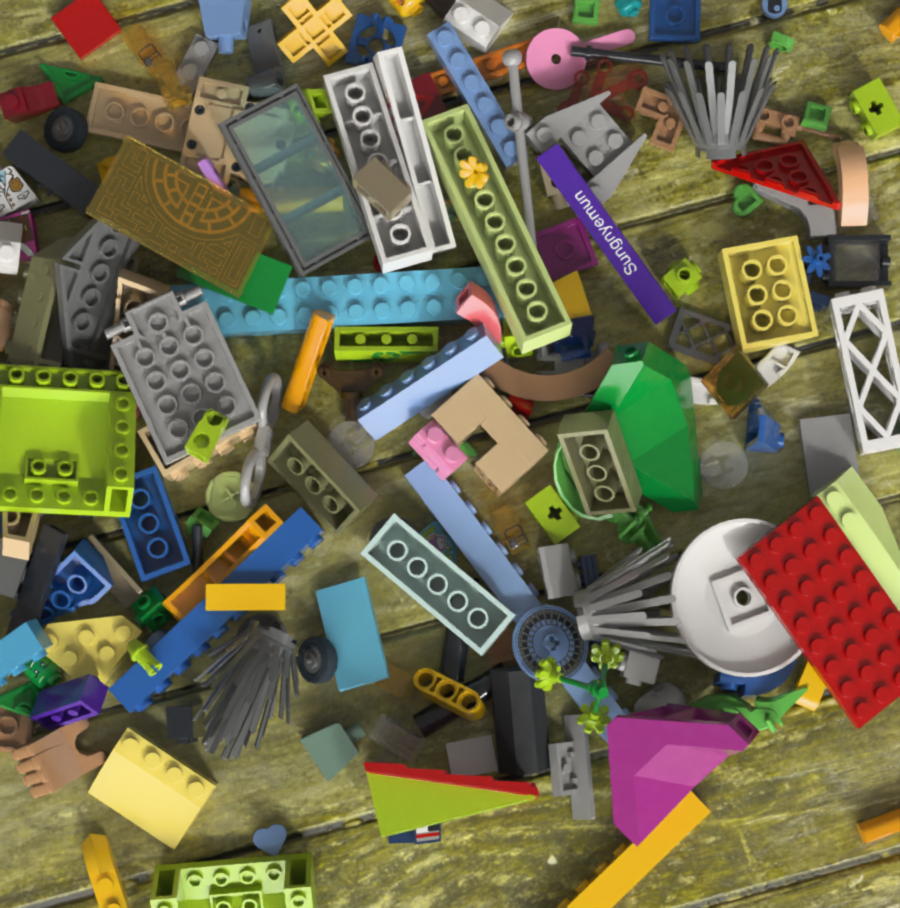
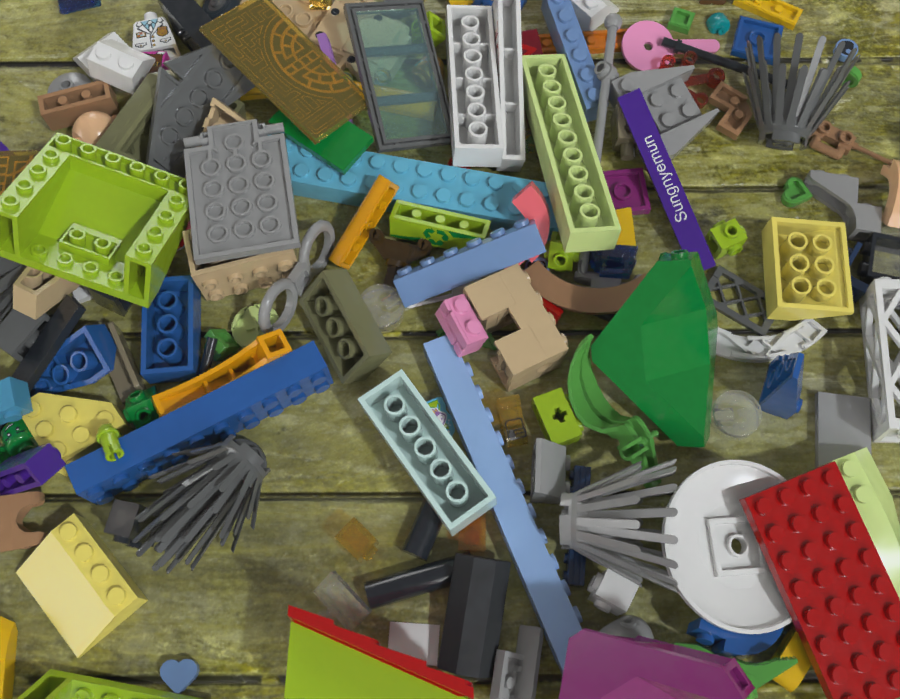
camera: 15 degrees right, 15 degrees down
(206, 435) = (239, 240): lime leg -> none
(245, 597) = (230, 409): yellow tile -> none
(317, 660) = (285, 498): black wheel -> none
(333, 747) = (272, 591): sand green torso -> none
(354, 632) = (328, 483): medium azure tile -> none
(382, 188) = (472, 87): dark tan brick -> none
(457, 702) = (413, 576): yellow beam -> none
(474, 172) = (558, 93): yellow plant -> none
(536, 628) = (507, 551): piece -> none
(599, 462) = (618, 368): olive brick -> none
(606, 657) = (582, 567): lime plant -> none
(734, 382) = (764, 336): clear orange tile -> none
(785, 169) = (840, 168): red tile -> none
(815, 116) = (871, 139): bright green tile -> none
(816, 260) = (860, 248): blue plant -> none

